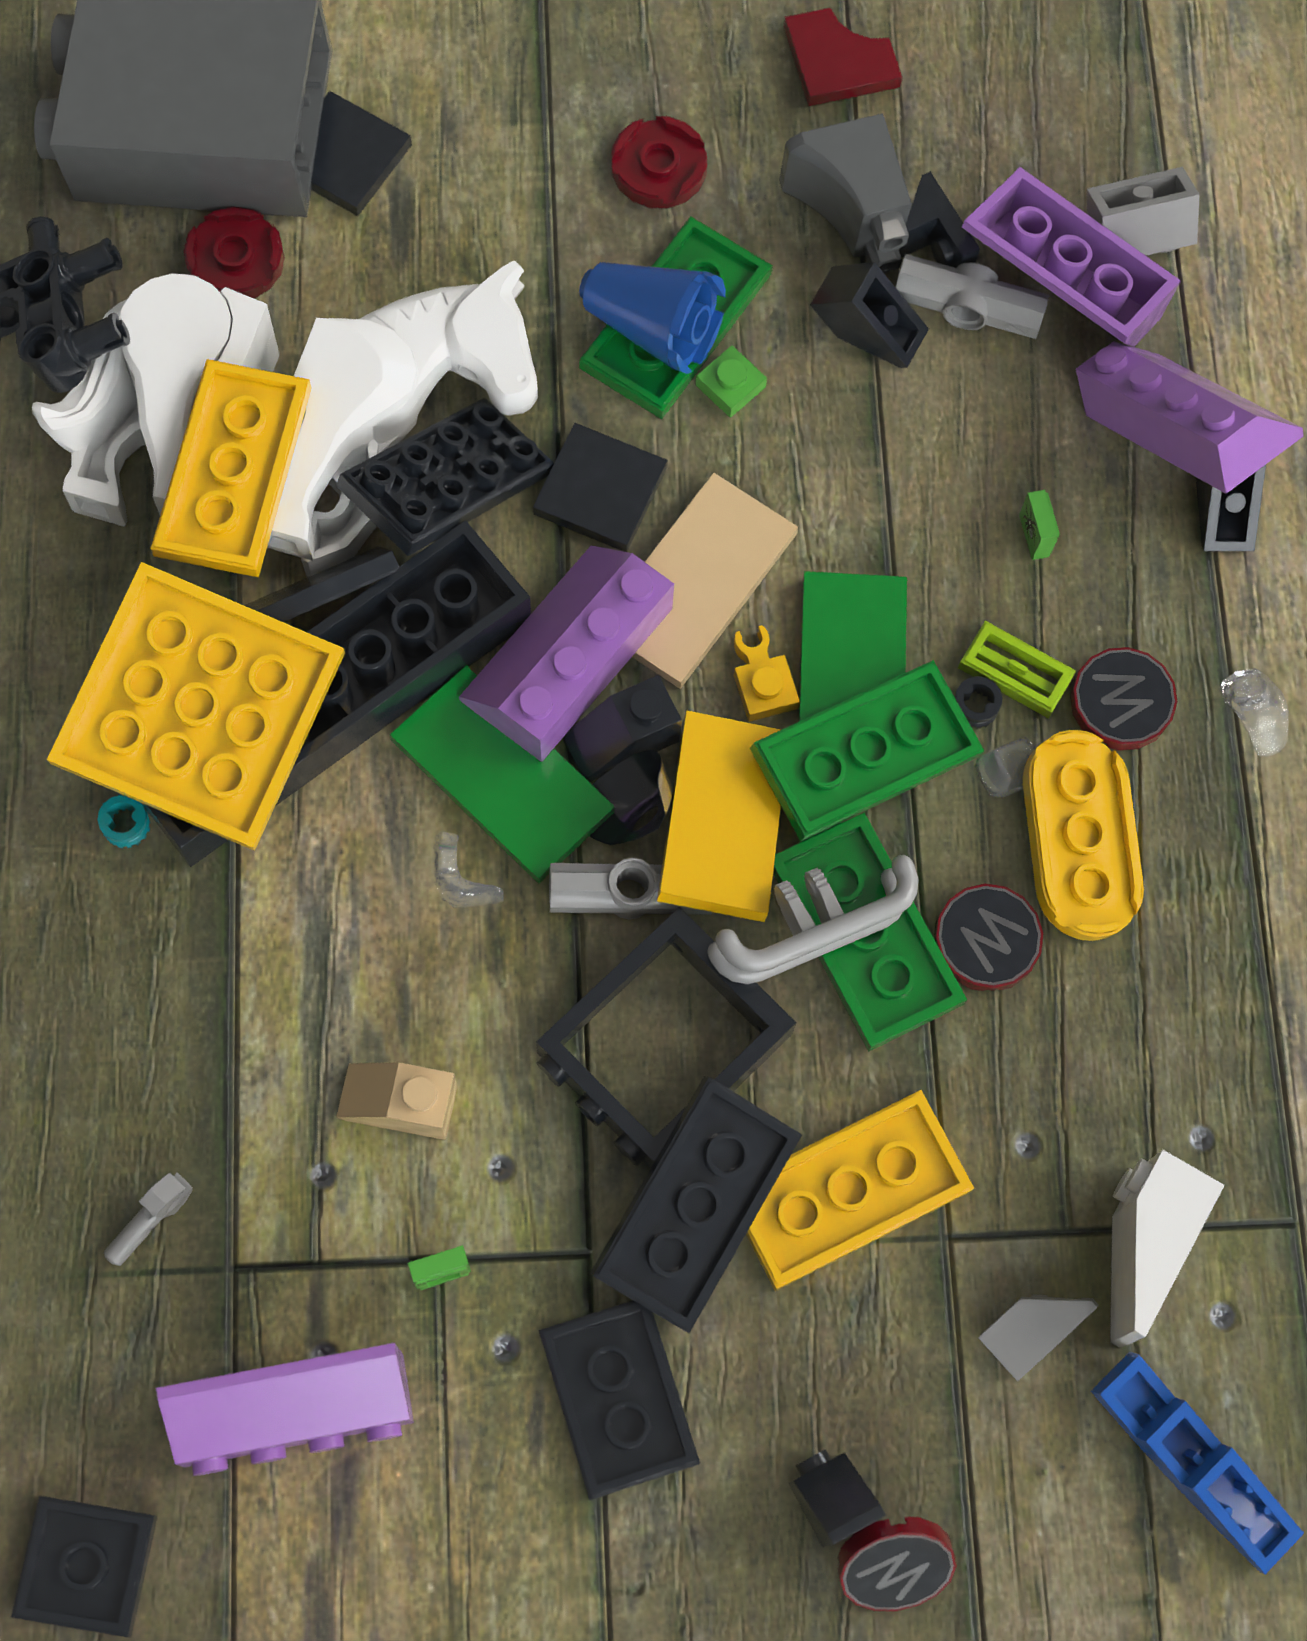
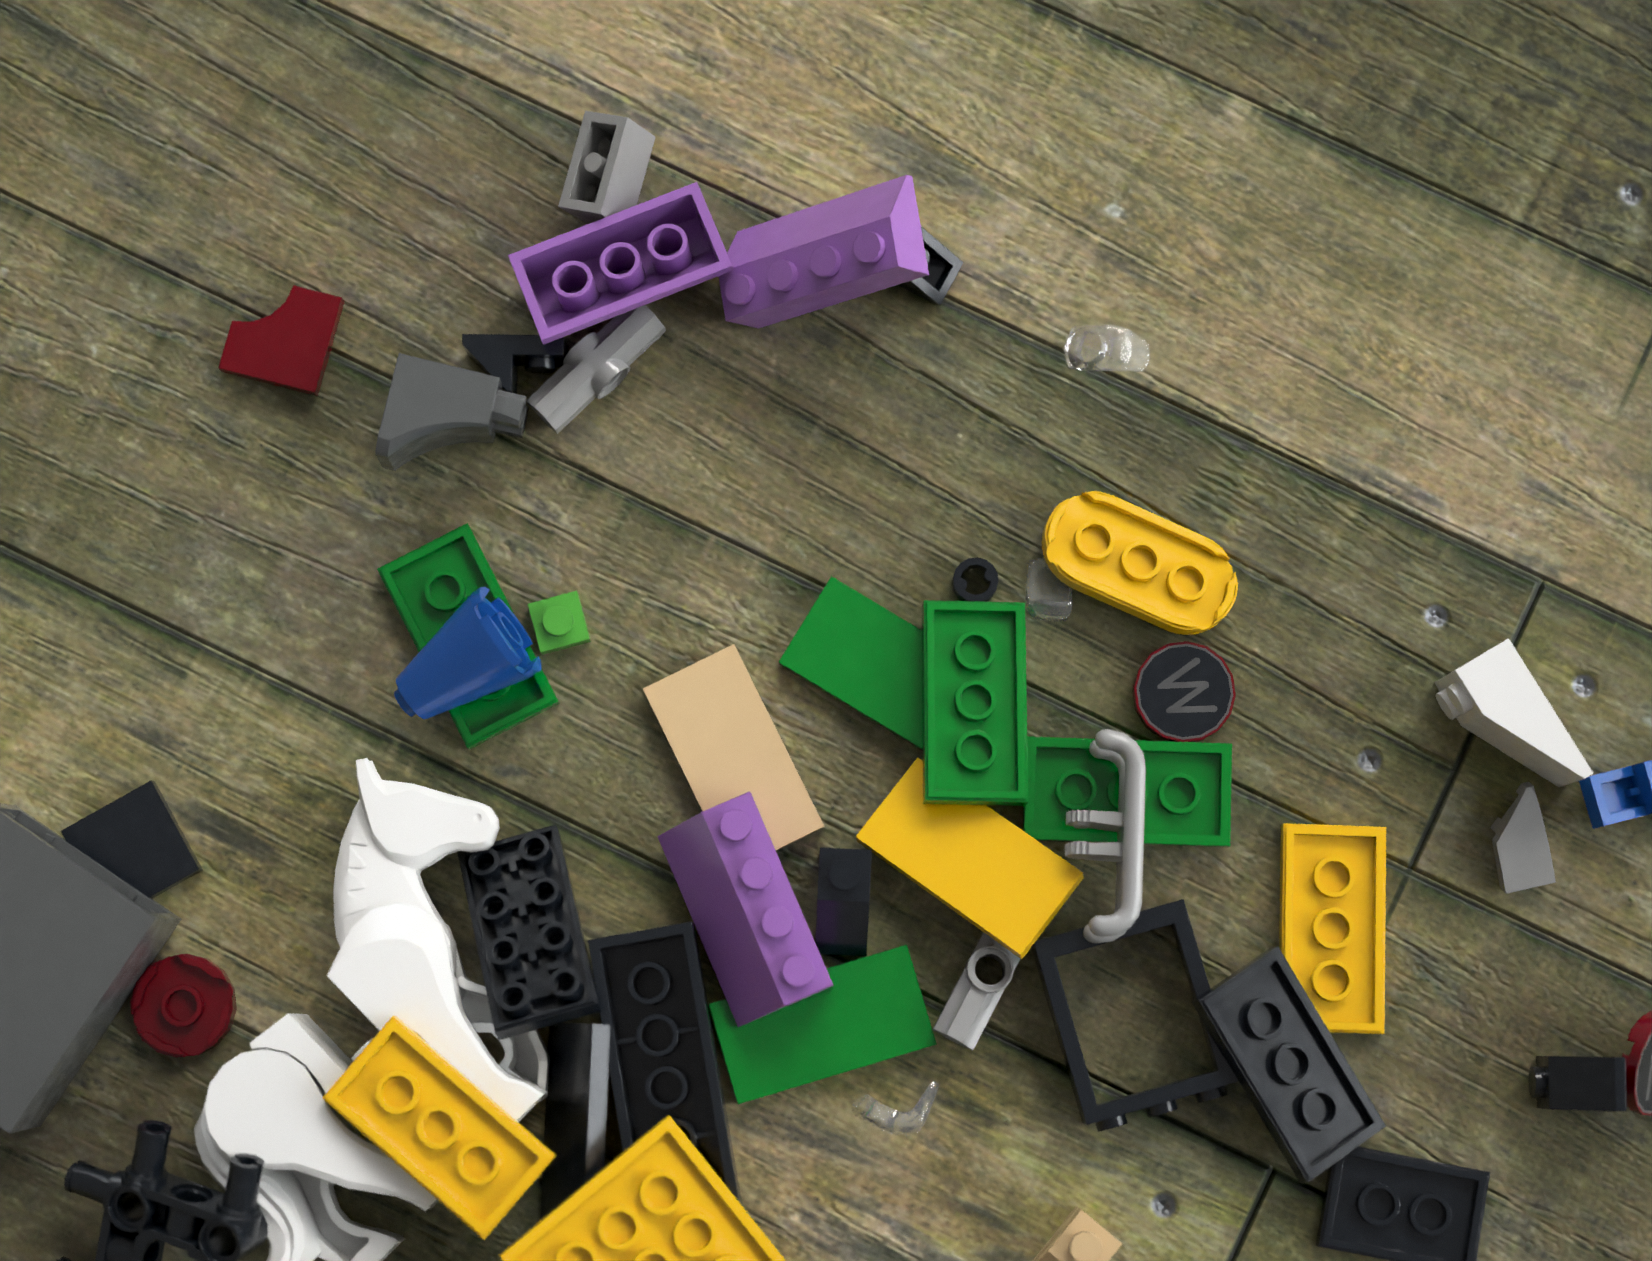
camera: 55 degrees left, 10 degrees up
(600, 487) = (599, 795): black tile -> none
(634, 789) = (901, 920): black piece -> none
(659, 162) = (302, 565): dark red tile -> none
(763, 682) = (860, 753): yellow plate -> none
(869, 313) = (565, 465): black slope -> none
(1008, 685) = (999, 508): lime tile -> none
(1039, 524) = (846, 434): bright green tile -> none
(1124, 698) = (1037, 455): black tile -> none

